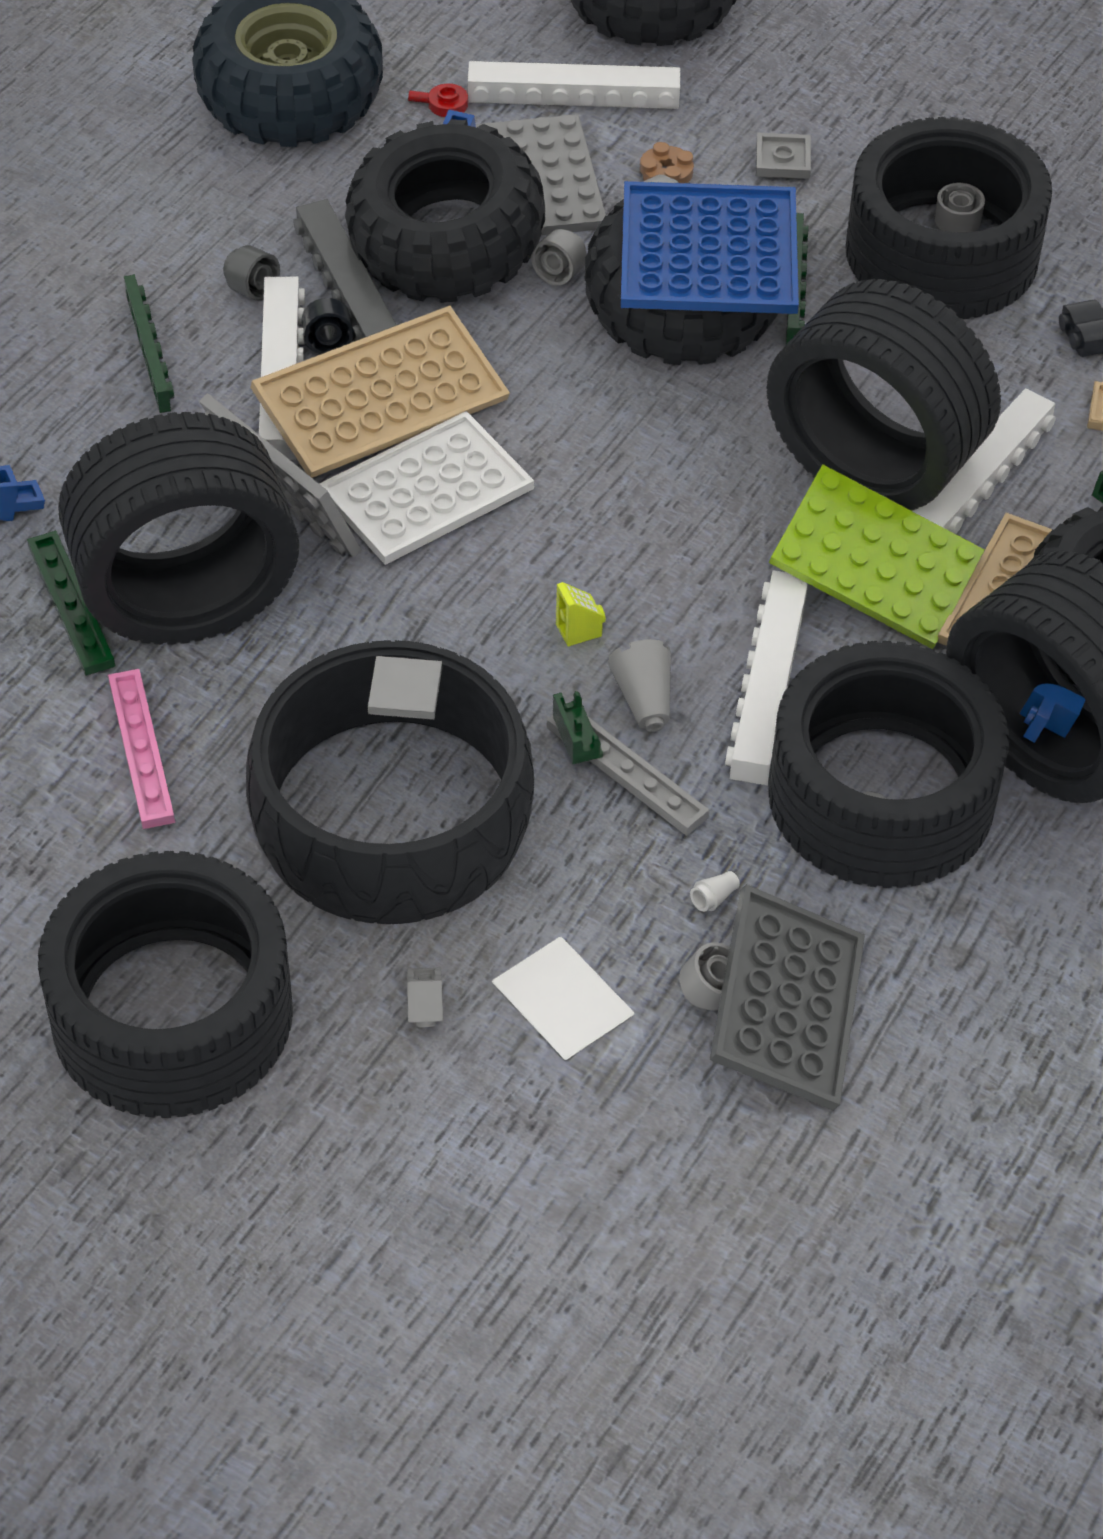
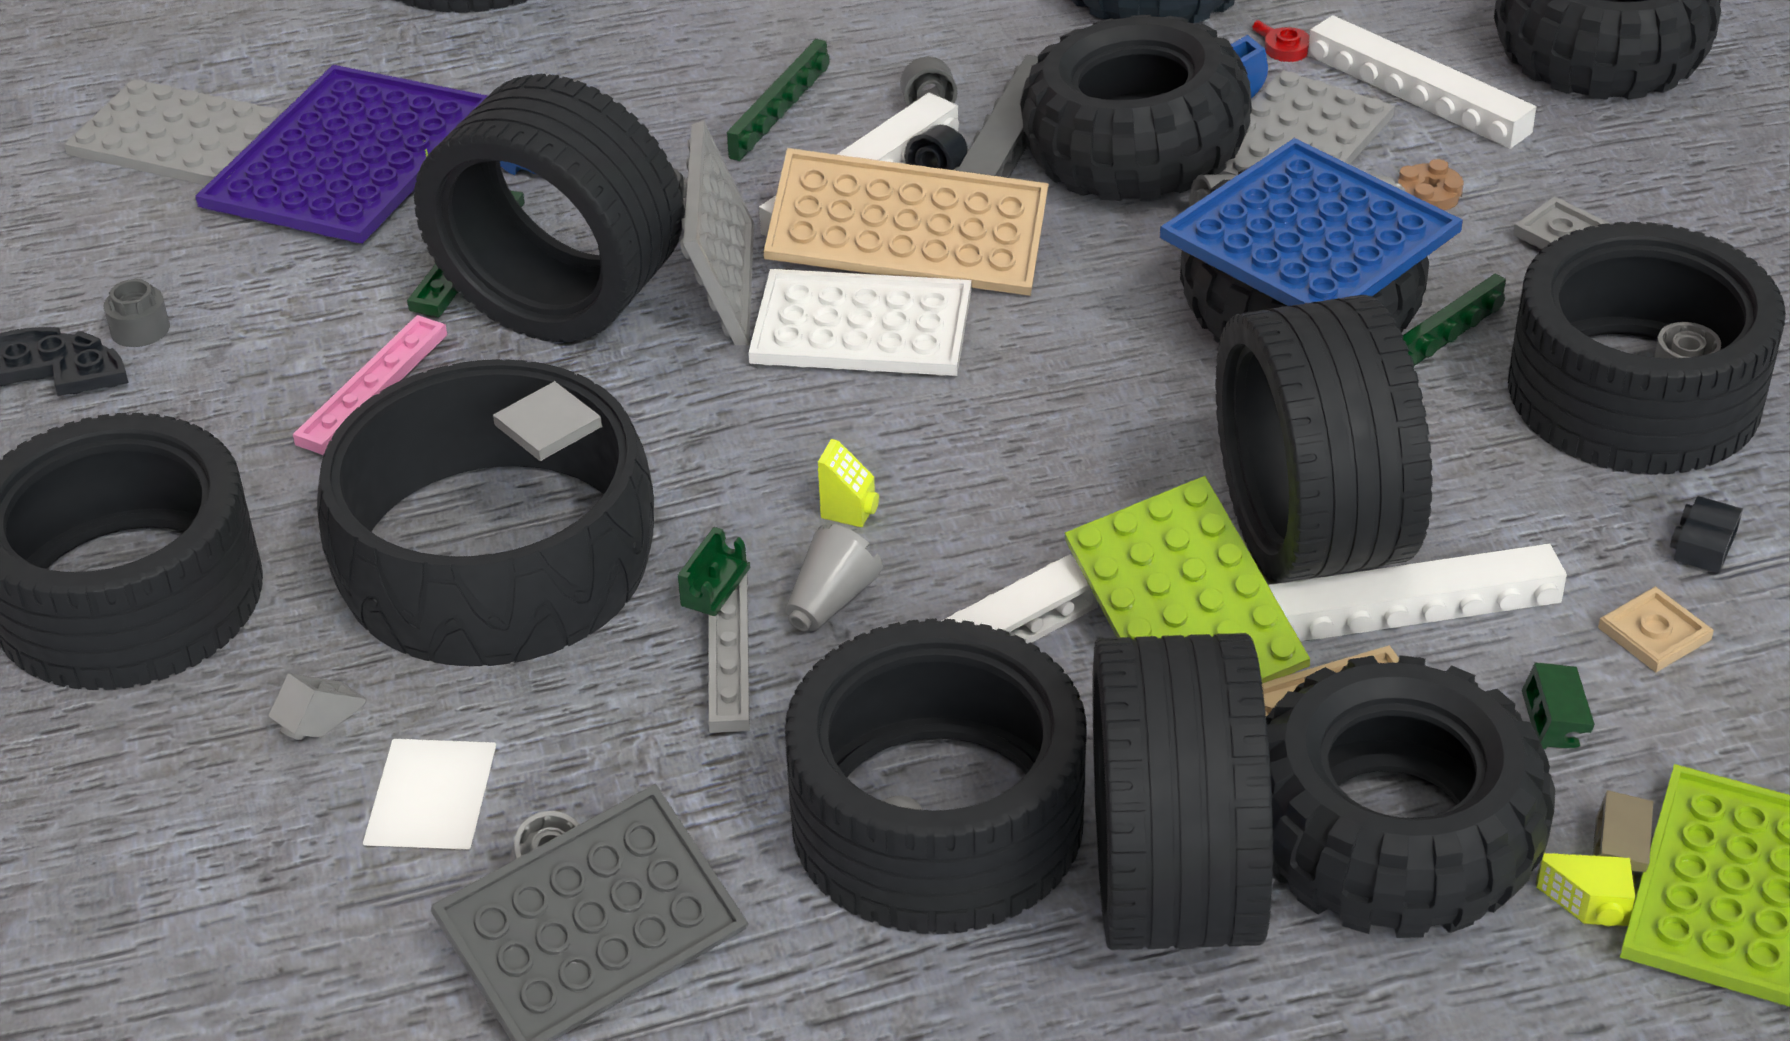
camera: 45 degrees right, 10 degrees down
(713, 891) = (676, 791): white cone -> none

